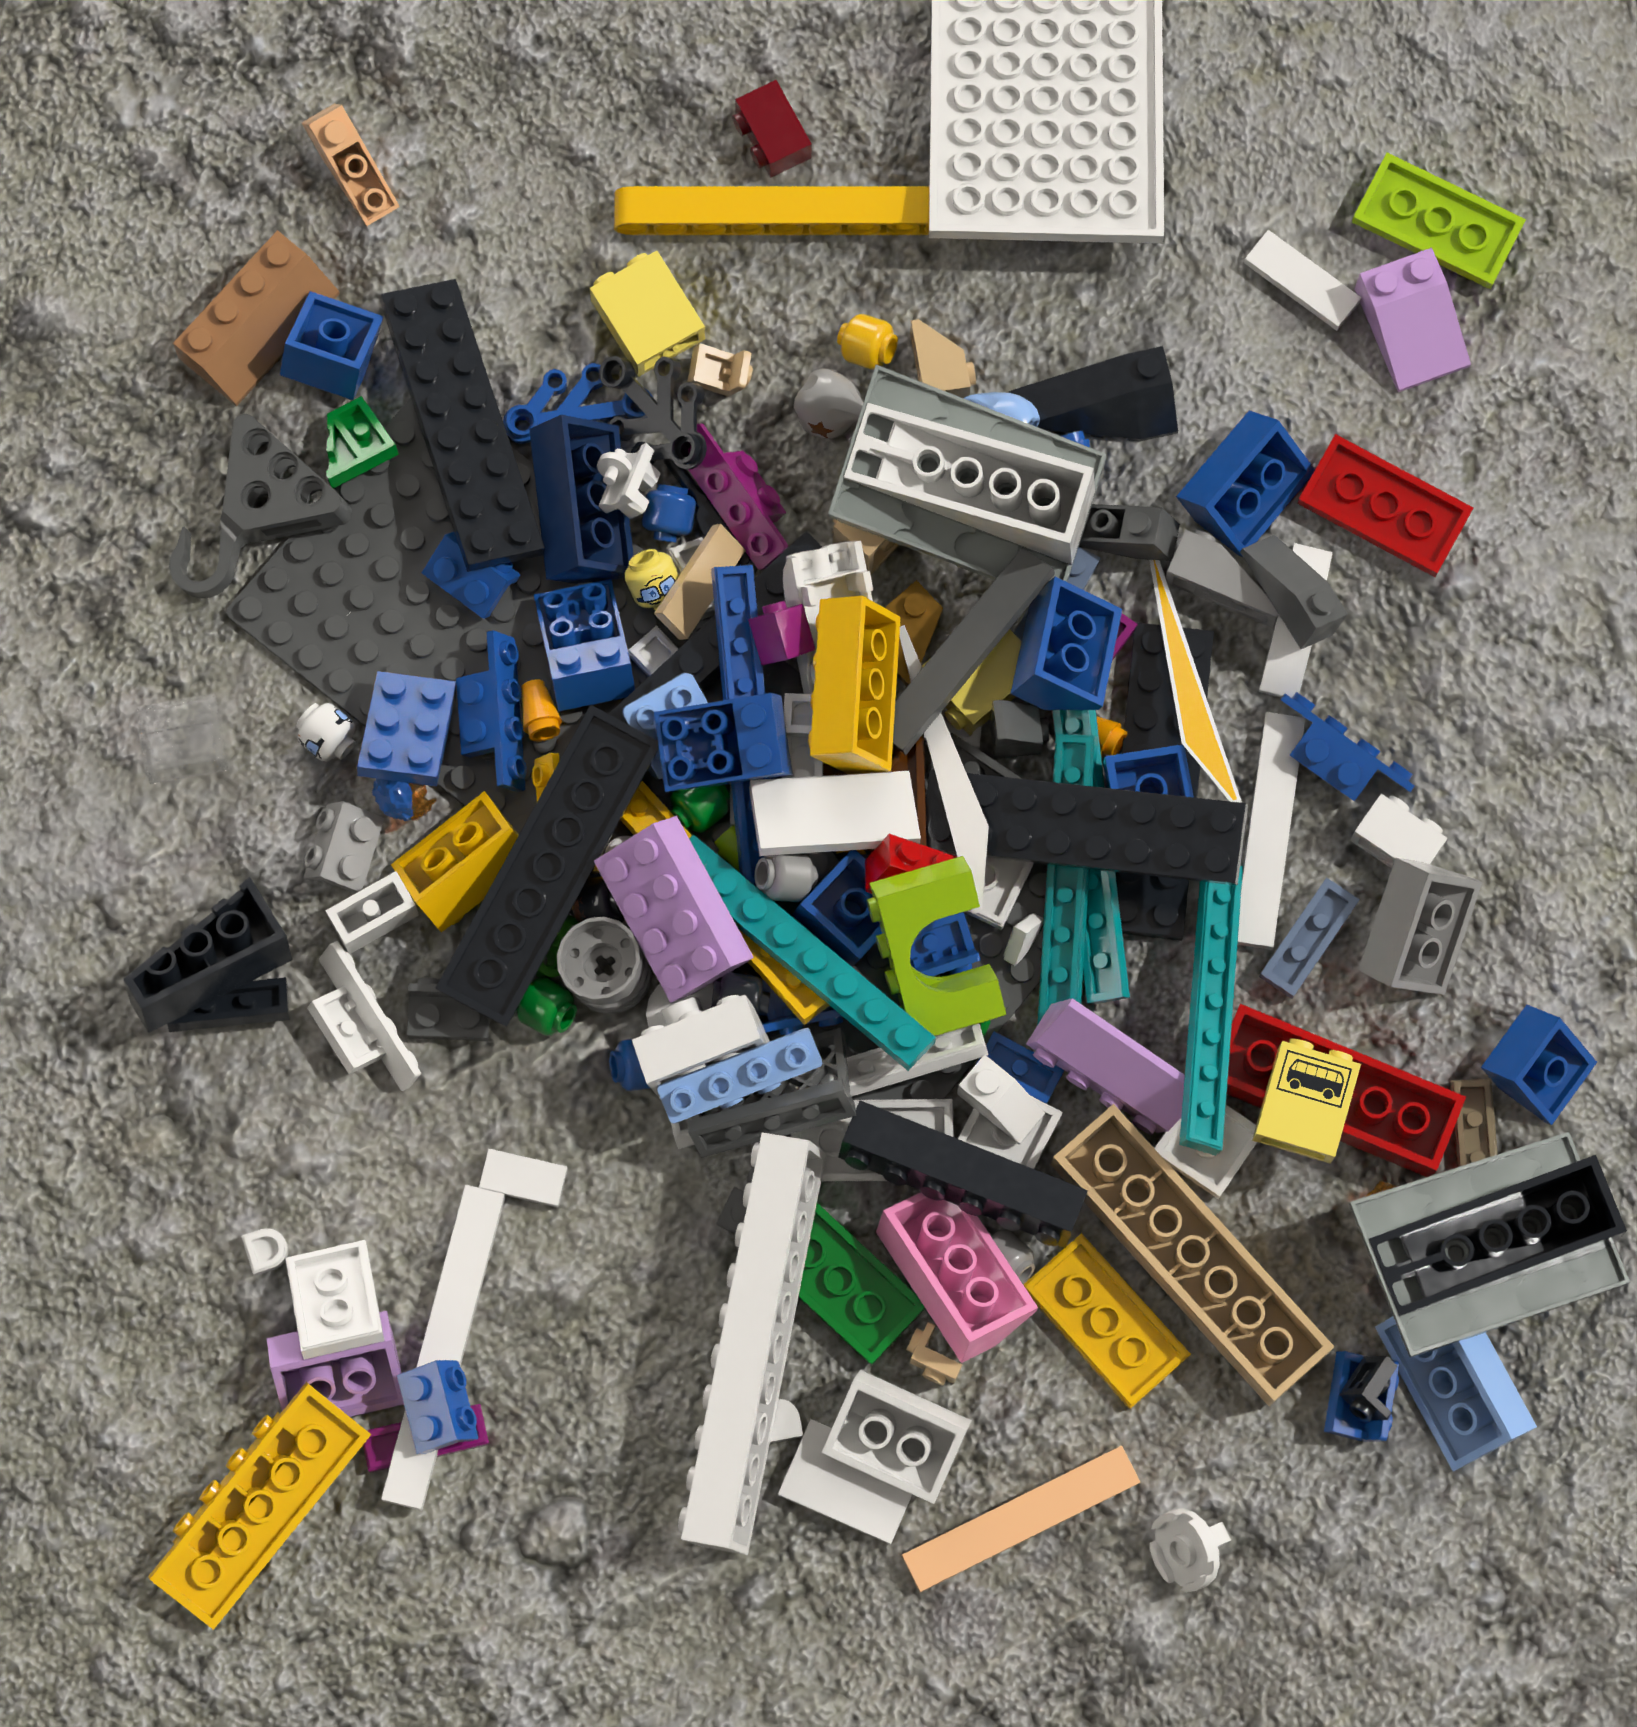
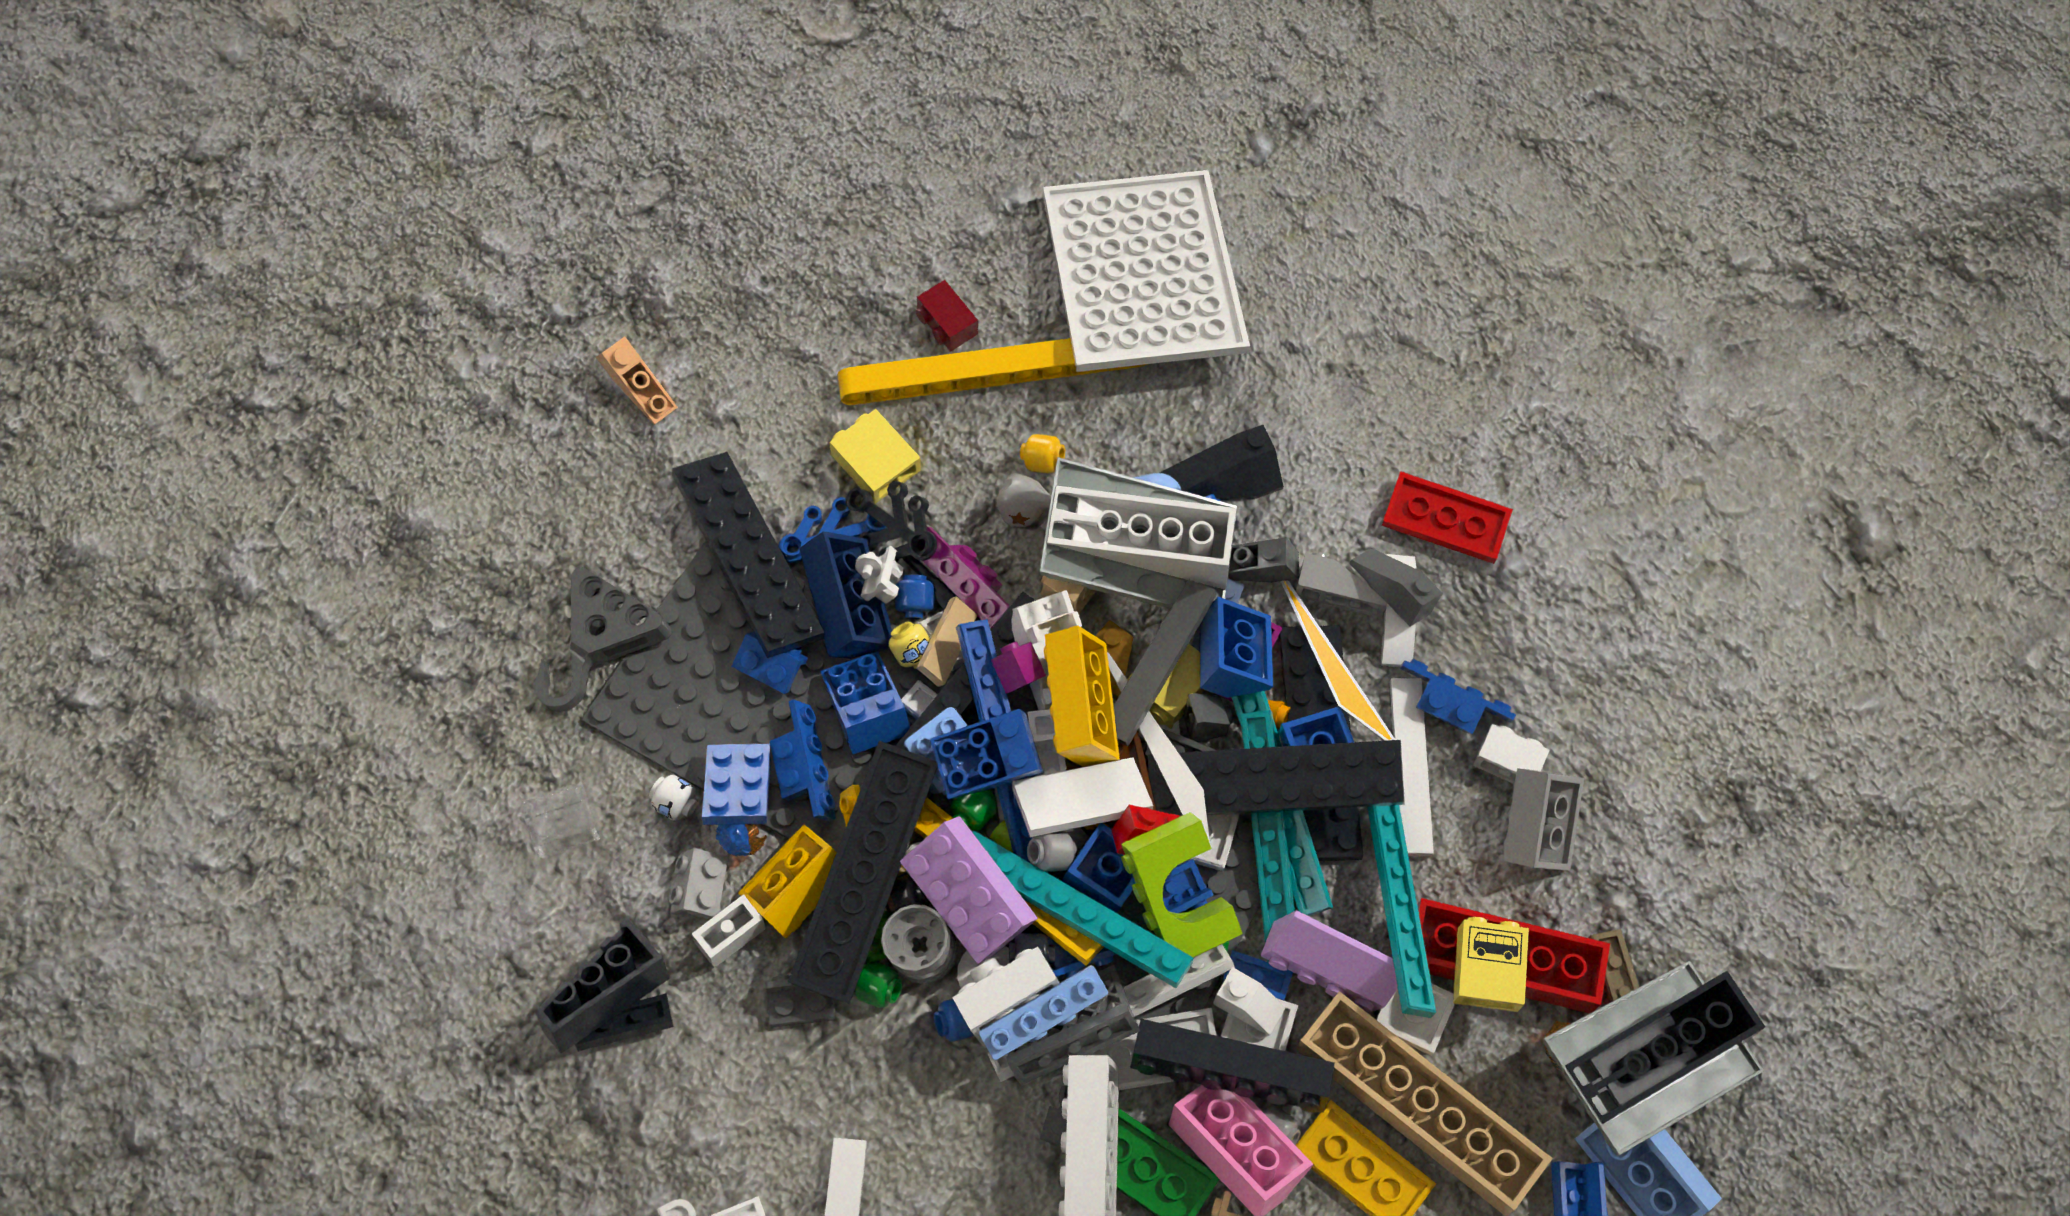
camera: 10 degrees left, 10 degrees down
(251, 318) = (578, 499): medium nougat slope -> none
(330, 345) = (638, 511): blue slope -> none
(355, 442) = (667, 577): green wing -> none
(357, 1024) = (728, 1021): white bracket -> none
(523, 1177) = (879, 1125): white tile -> none
(540, 715) = (838, 758): light orange cone -> none
(720, 370) = (937, 489): tan bracket -> none
(940, 361) = (1098, 454): tan slope -> none
(1022, 938) = (1241, 874): white tile -> none
(1246, 482) = (1342, 513): blue slope -> none
(1302, 280) = (1352, 369): white tile -> none
(1309, 938) = (1459, 842): sand blue plate -> none
(1366, 1384) = (1583, 1186): black bracket -> none
(1413, 319) = (1438, 384): lavender slope -> none
(1433, 213) = (1442, 315): lime plate -> none
(1539, 1063) = (1655, 910): blue slope -> none

